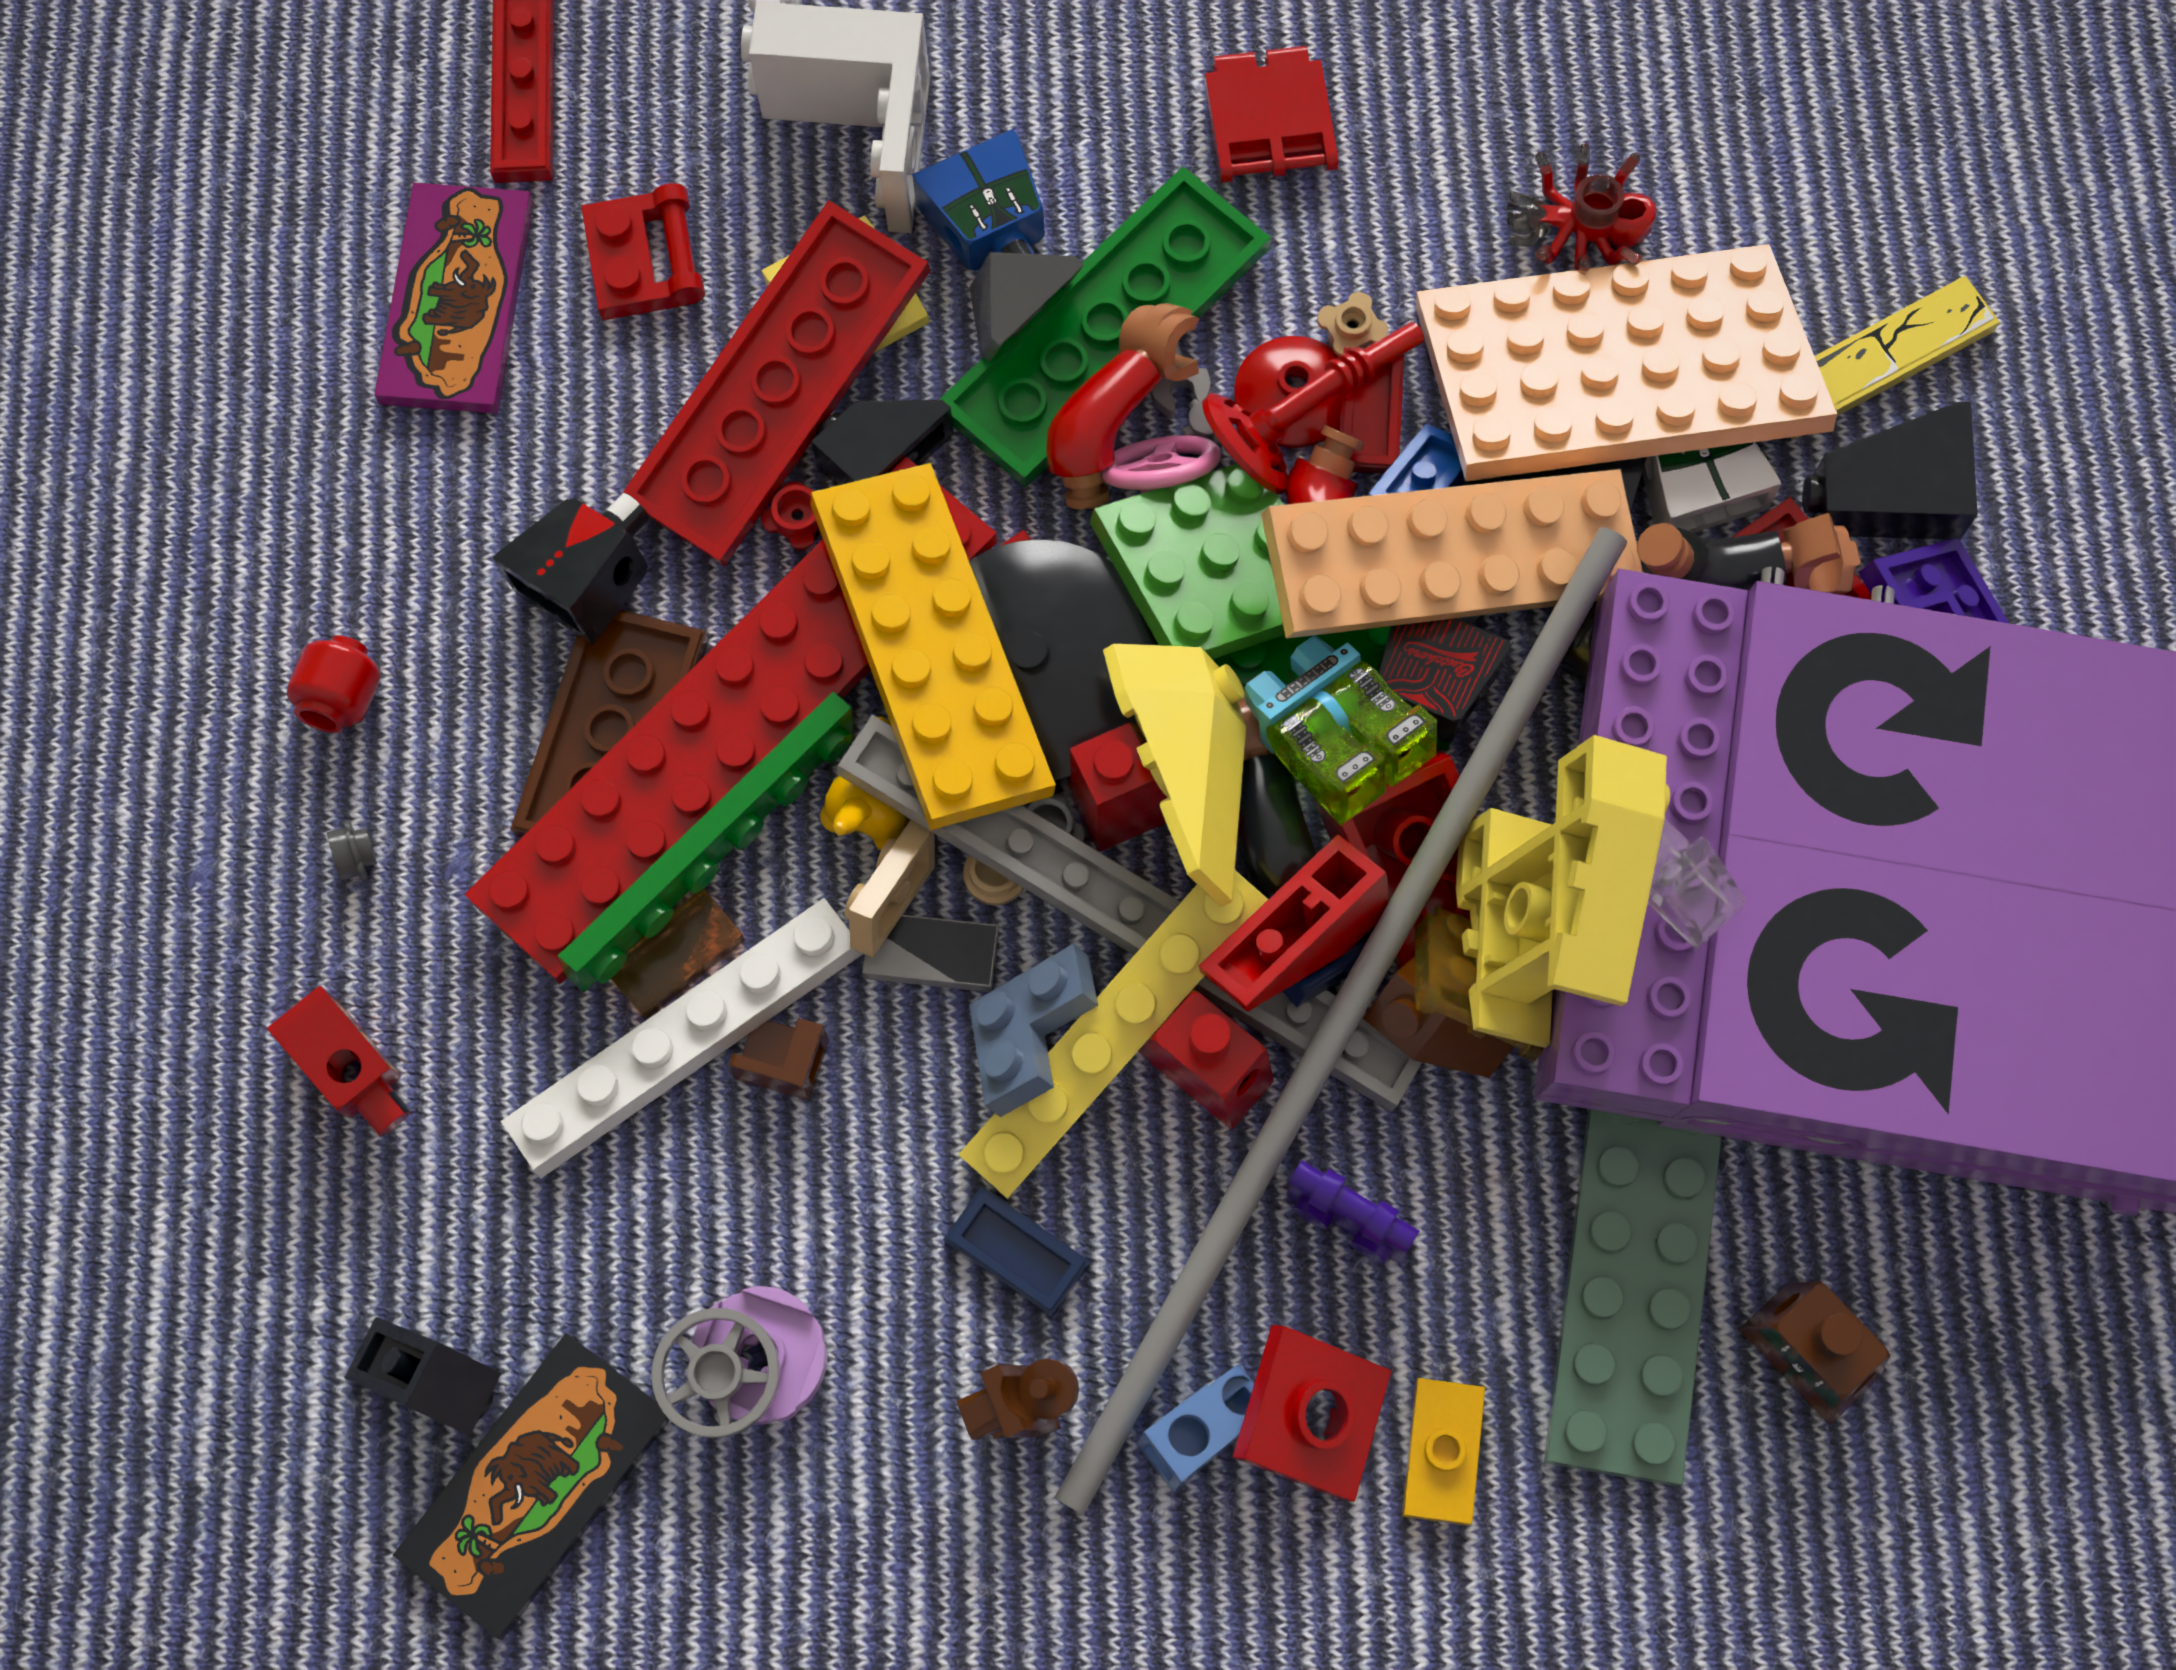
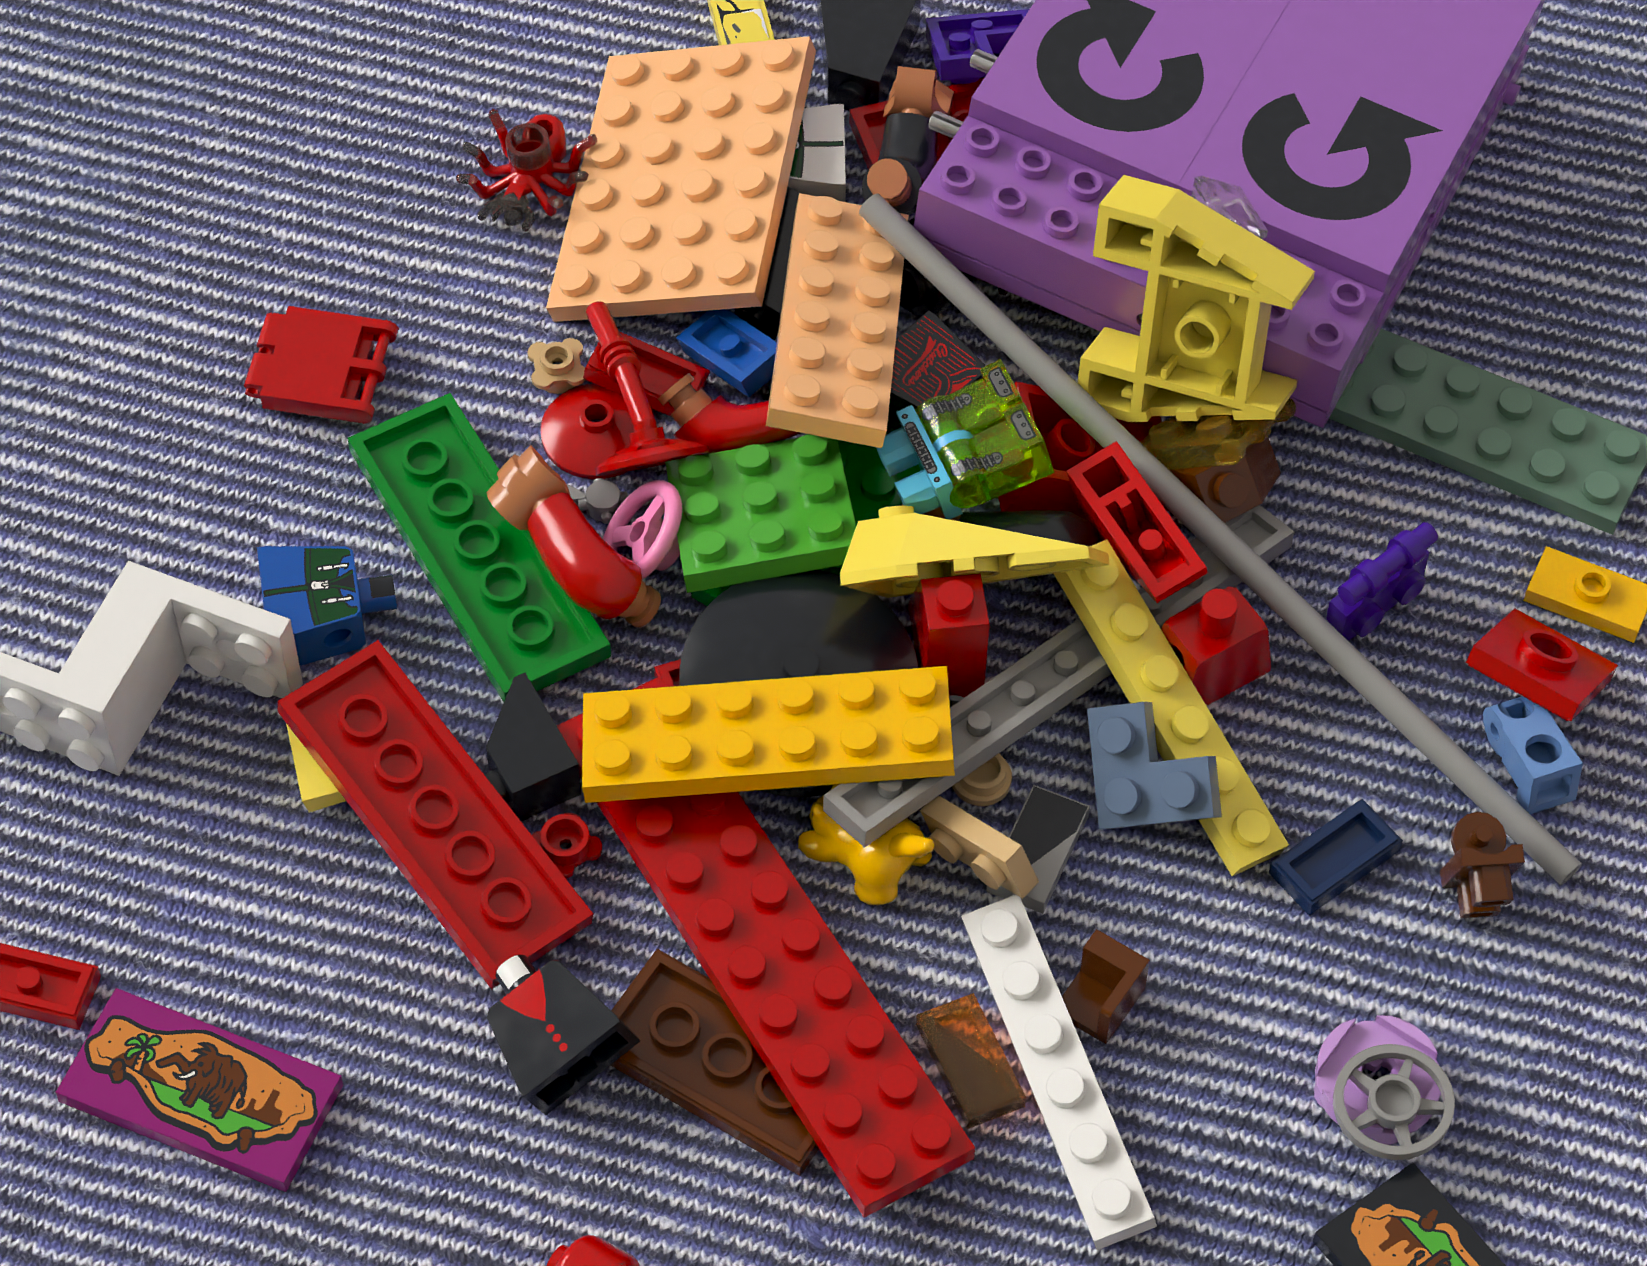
camera: 75 degrees left, 15 degrees down
(623, 255) = (225, 927): red plate -> none
(695, 857) = (902, 1001): green plate -> none
(1013, 291) = (438, 596): dark grey slope -> none
(1817, 1346) = (1573, 311): reddish brown torso -> none

